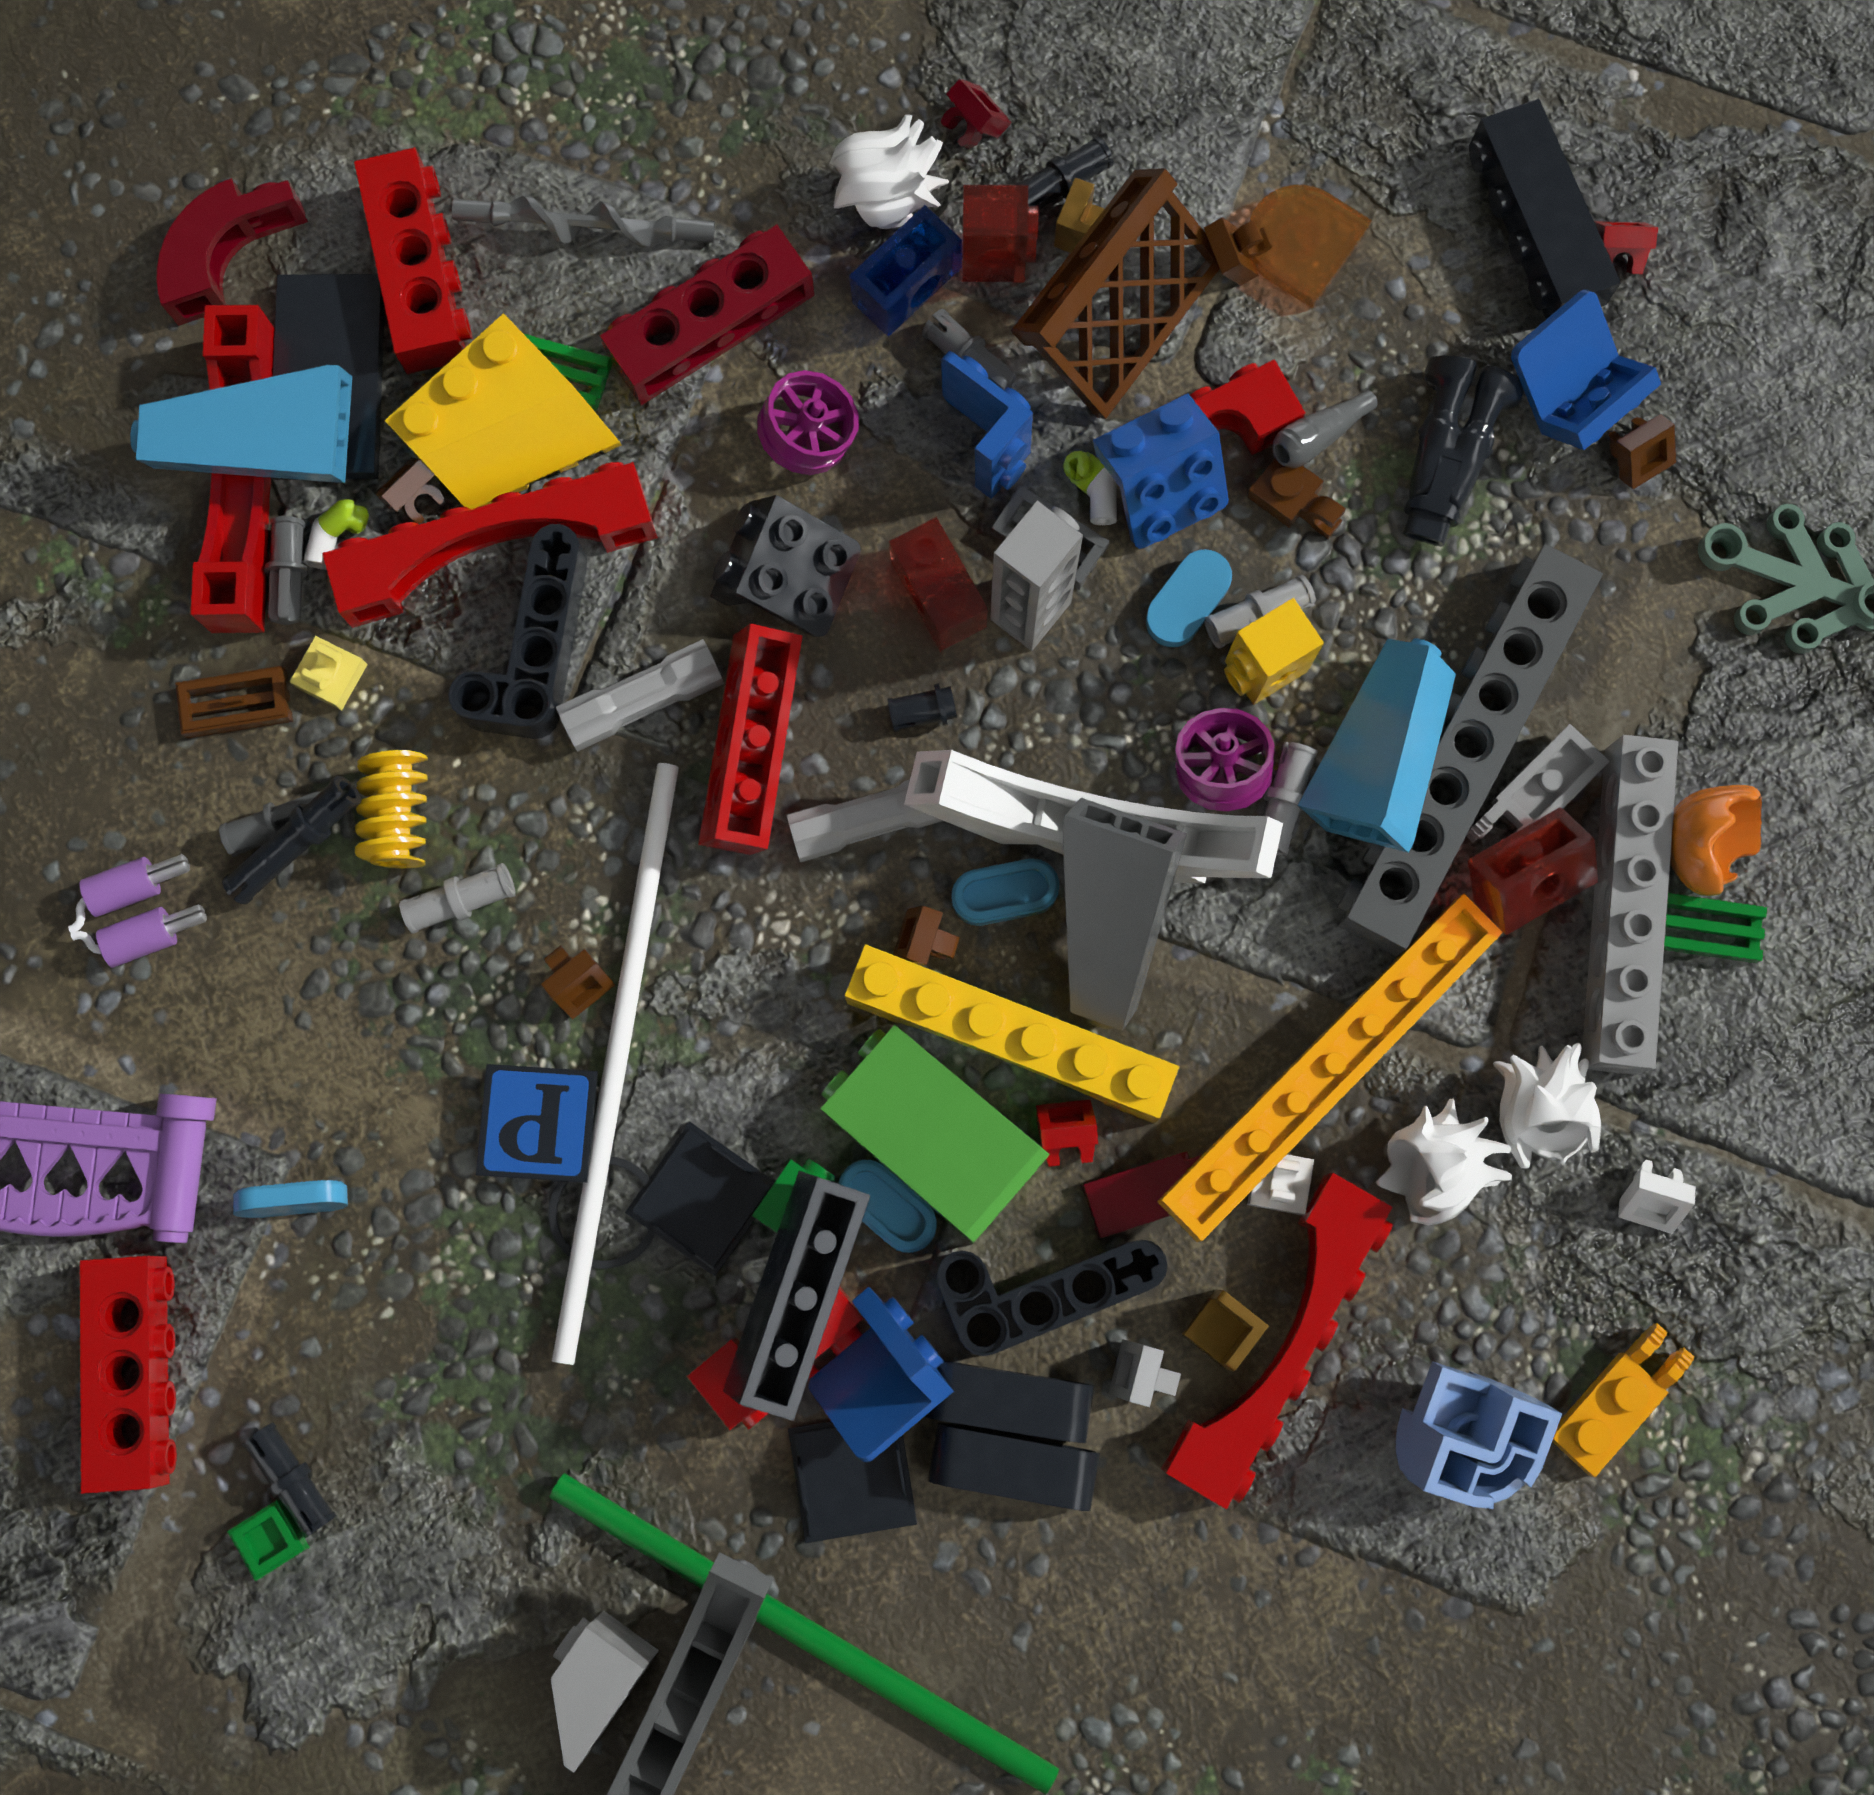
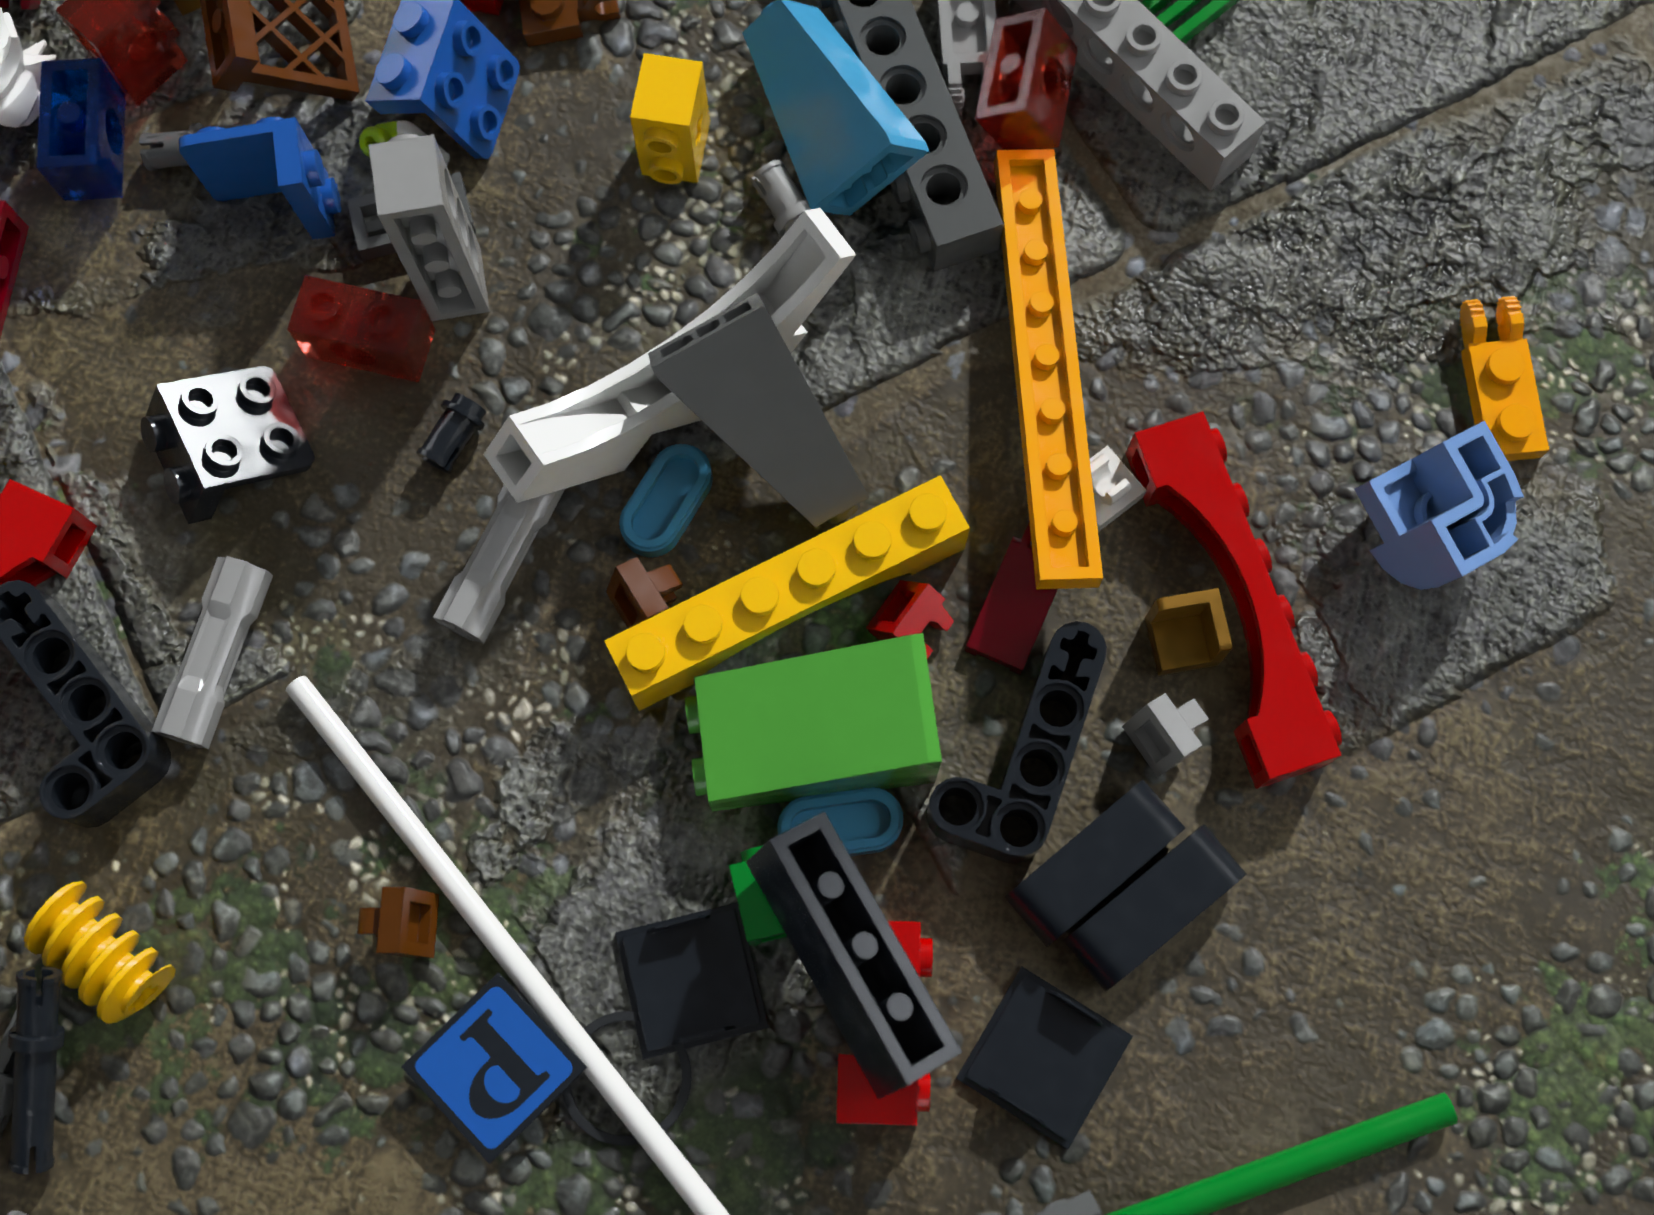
camera: 50 degrees left, 5 degrees down
(457, 898) = (232, 966): light grey pin -> none
(750, 740) = (341, 589): red brick -> none
(807, 422) = (135, 337): magenta wheel -> none
(880, 1380) = (986, 952): blue bracket -> none
(1188, 598) = (565, 155): dark azure tile -> none
(1217, 734) = (714, 209): magenta wheel -> none
(1225, 624) = (617, 136): light grey pin -> none
(1441, 1165) = (1200, 347): white hair -> none
(1548, 1106) = (1226, 228): white hair -> none
(1657, 1199) = (1366, 217): white tile -> none

